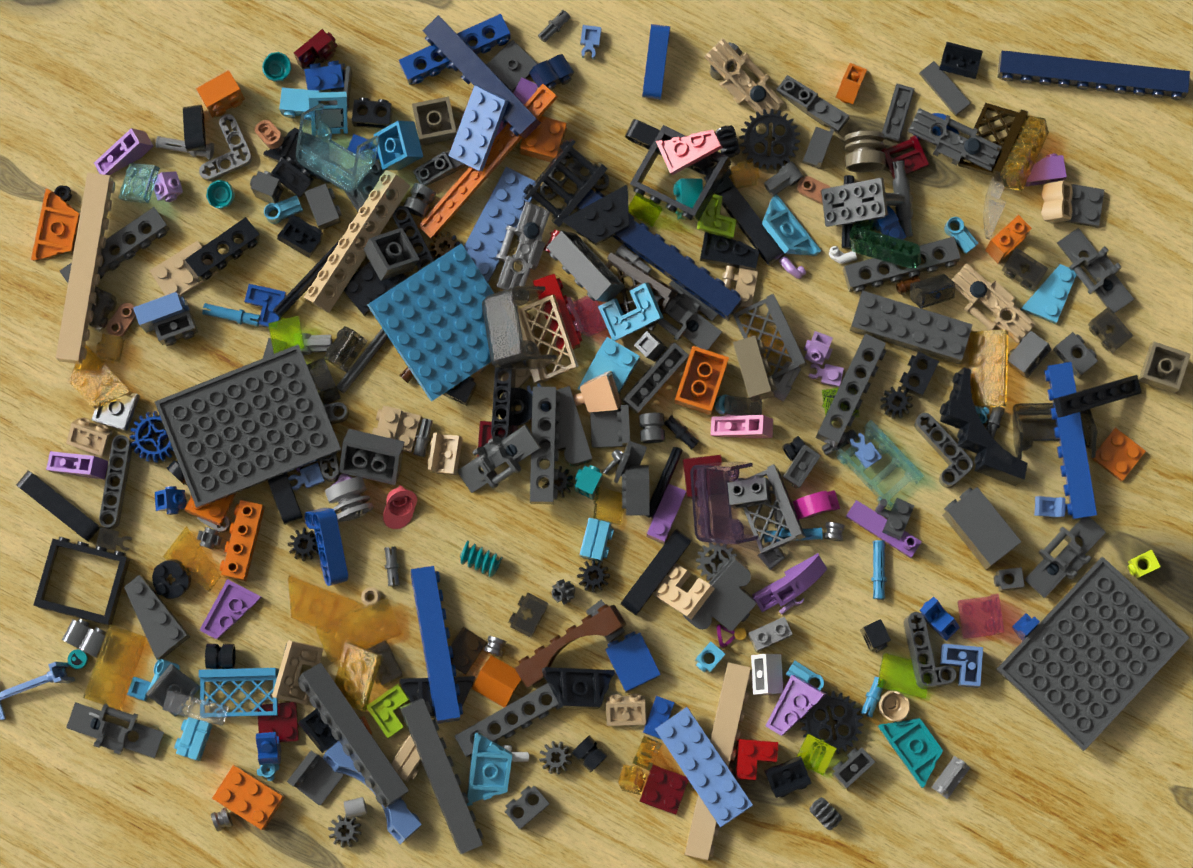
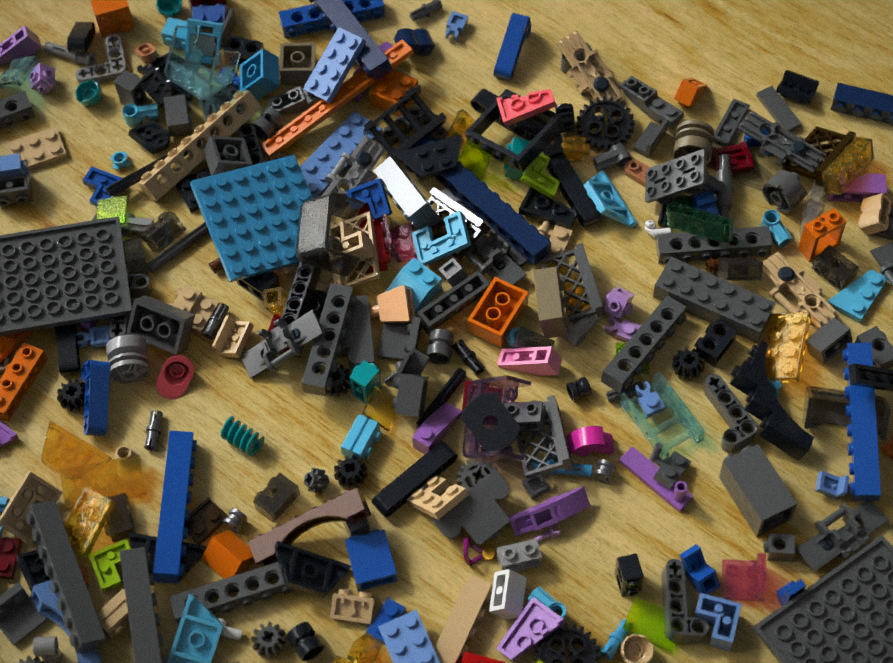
camera: 10 degrees right, 20 degrees down
(231, 314) = (74, 193): dark azure pin -> none
(242, 230) = (74, 134): black brick -> none
(277, 263) = (120, 156): none -> medium azure plate
(479, 407) = (275, 300): none -> clear yellow brick
(511, 65) = (382, 30): dark grey plate -> none
(546, 341) = (353, 243): none -> tan brick
(554, 275) = (375, 195): none -> blue plate
(620, 169) = (460, 125): none -> clear yellow plate
(711, 649) = (452, 561): medium azure brick -> none
(714, 491) = (478, 411): none -> black piece
(791, 269) = (606, 234): lavender arm -> none
(801, 466) = (581, 402): dark grey panel -> none
(879, 570) = (643, 523): dark azure pin -> none
(964, 192) = (784, 190): none -> dark grey brick
(994, 420) = (786, 395): dark grey axle -> none

